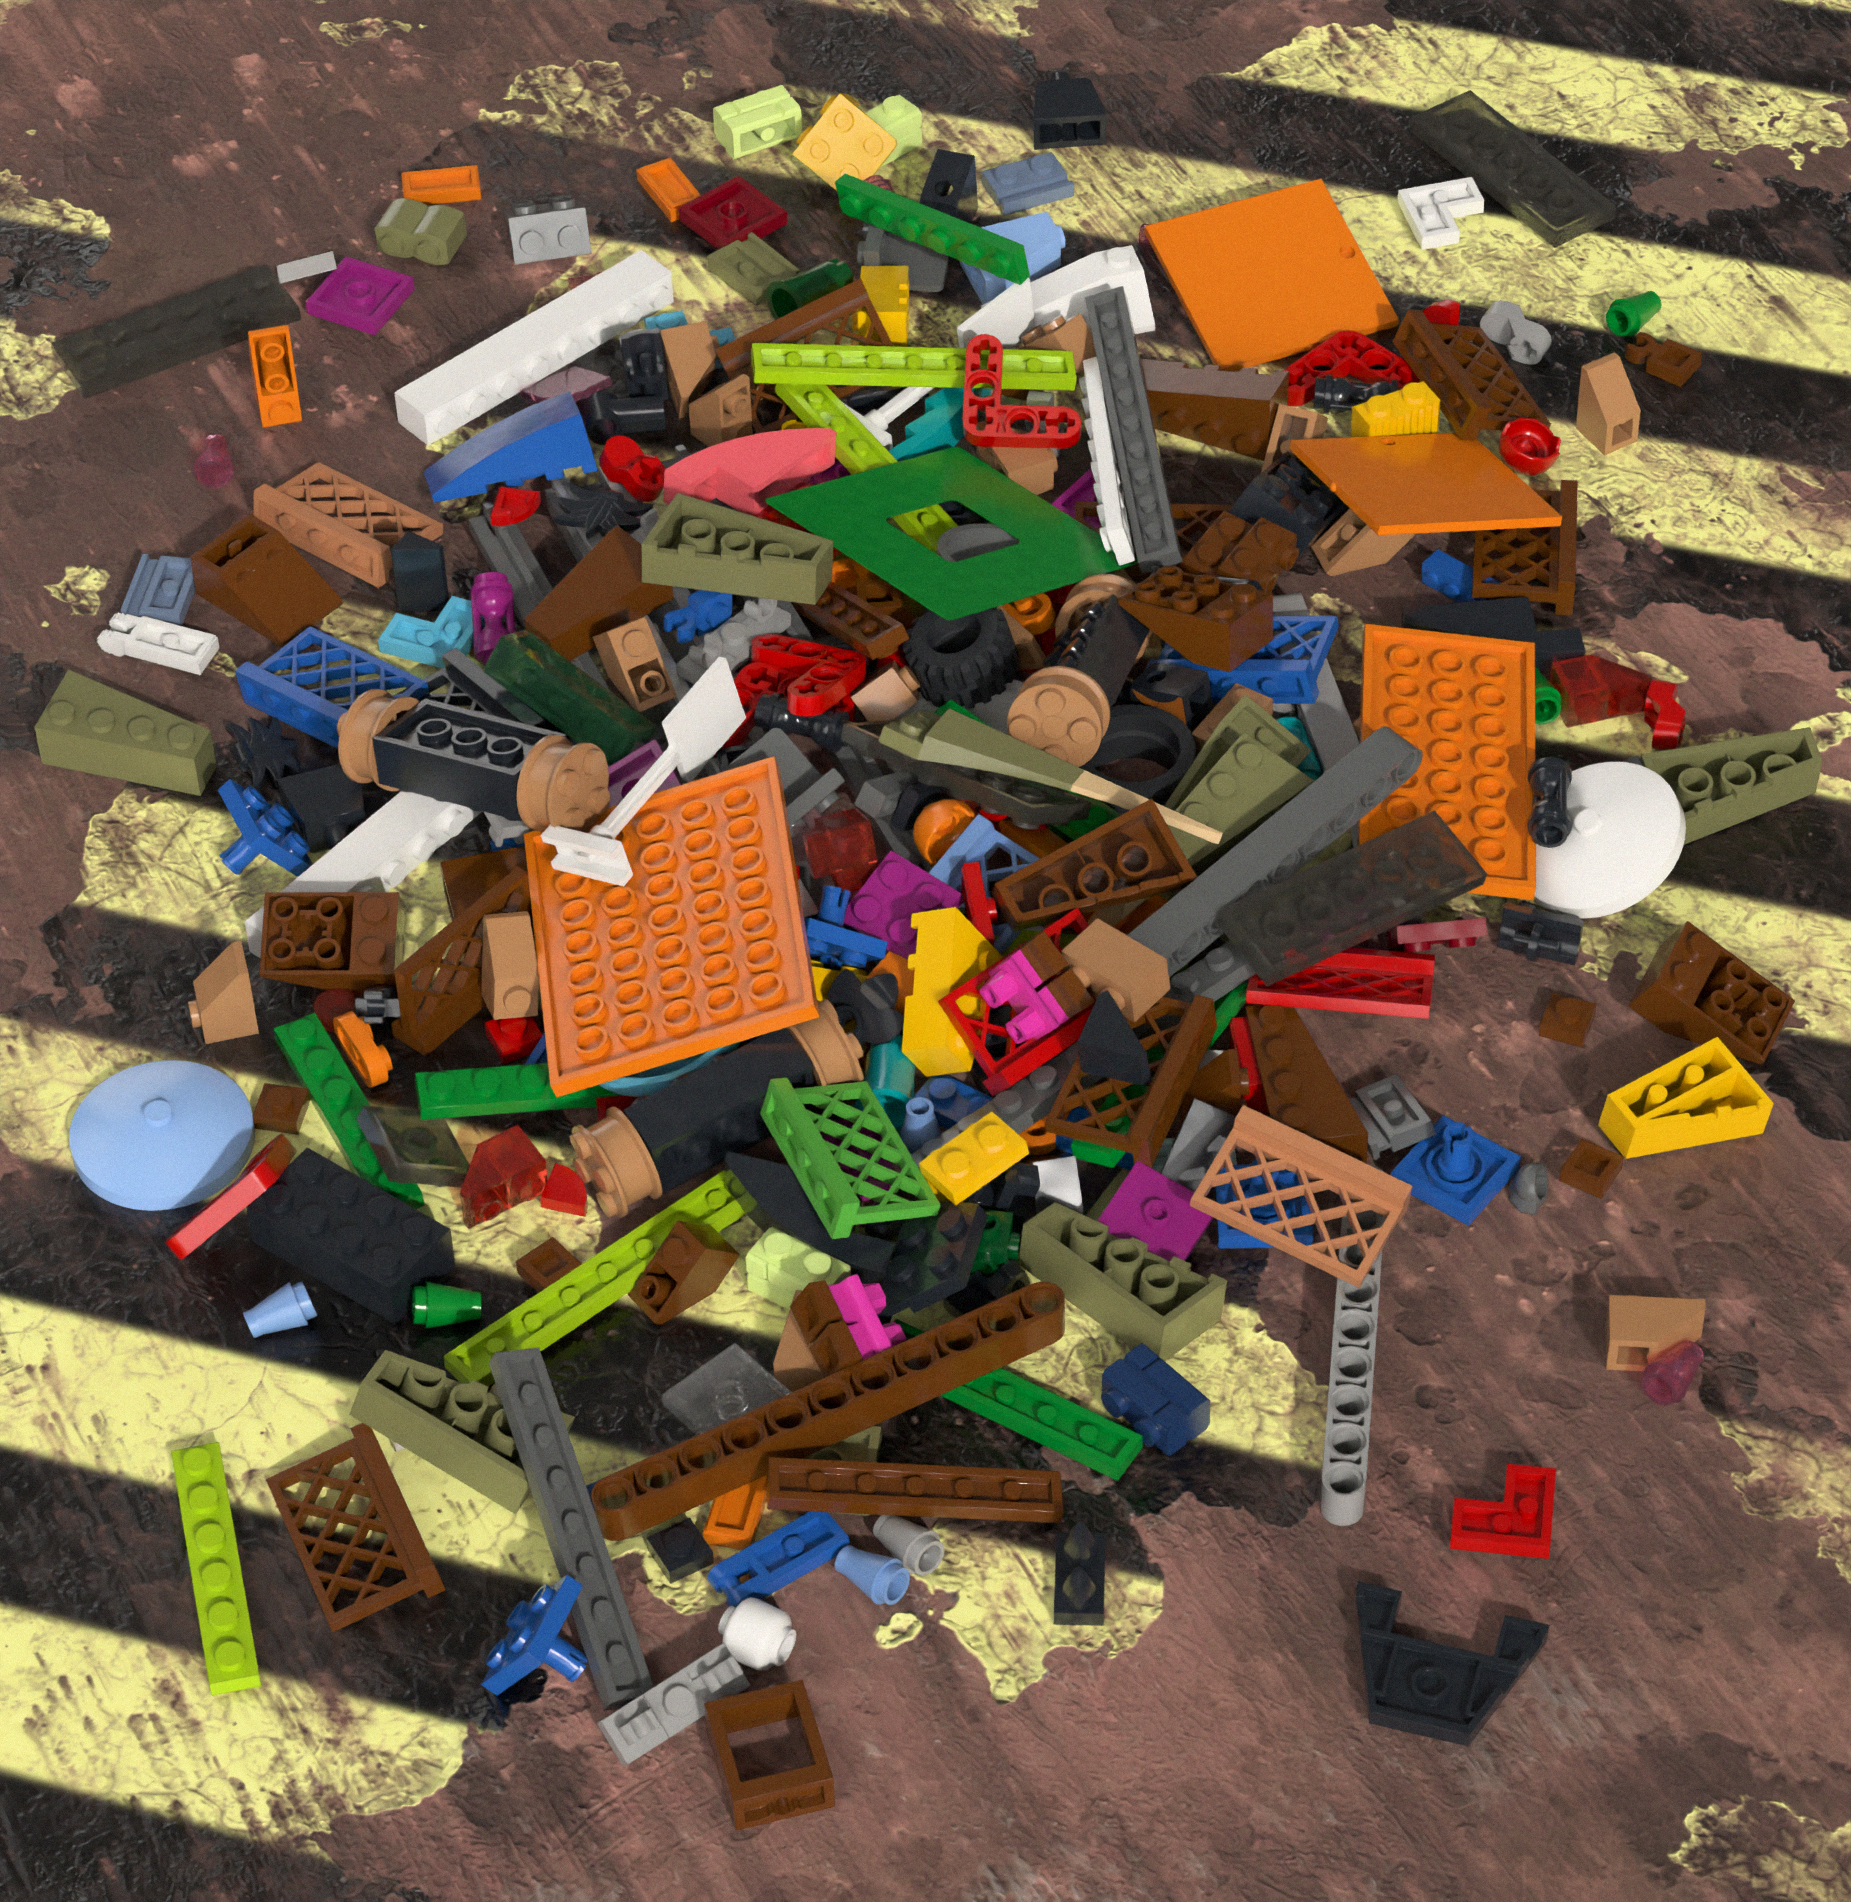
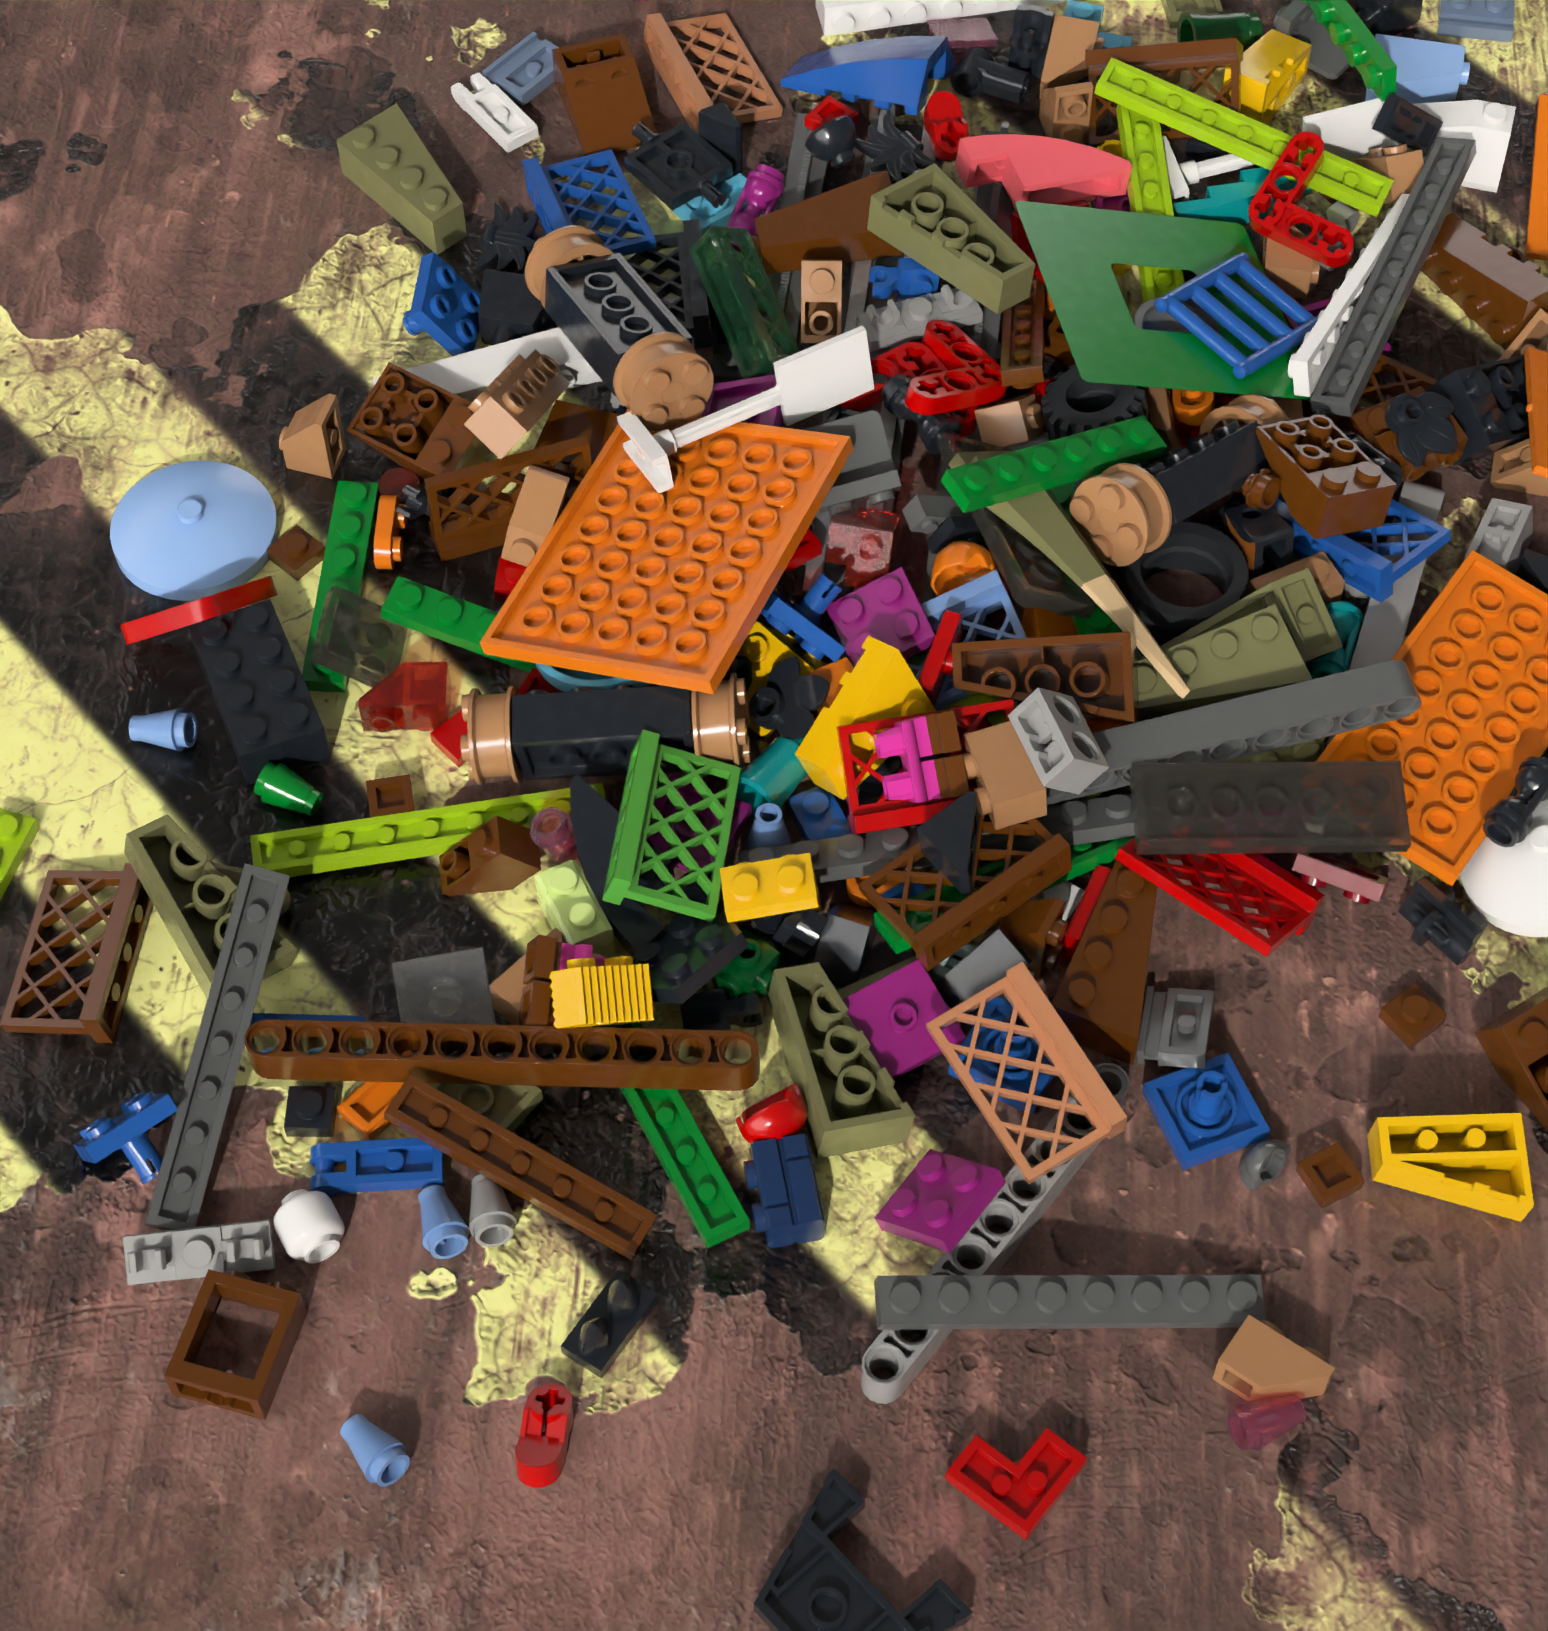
camera: 30 degrees right, 10 degrees up
(393, 611) = (678, 165): none -> black plate
(425, 868) = (515, 401): none -> medium nougat brick
(539, 525) = (833, 141): none -> black brick
(734, 1218) = (554, 834): none -> clear pink cone
(896, 1306) = (601, 994): none -> yellow brick
(957, 1771) = (377, 1452): none -> medium blue cone
(975, 698) = (1052, 463): none -> green plate
(982, 494) = (1219, 277): none -> blue bar
(1049, 296) = (1407, 124): none -> black plate
(1094, 1684) = (540, 1456): none -> red piece
(1101, 1345) = (775, 1116): none -> red hair
(1148, 917) = (1058, 741): none -> light grey brick
(1155, 651) = (1261, 489): none -> reddish brown plate
(1255, 539) = (1424, 428): none -> black plate
(1292, 1340) = (940, 1200): none -> magenta plate
(1370, 602) = (1504, 533): none -> light grey hinge
(1453, 1361) = (1066, 1301): none -> dark grey plate

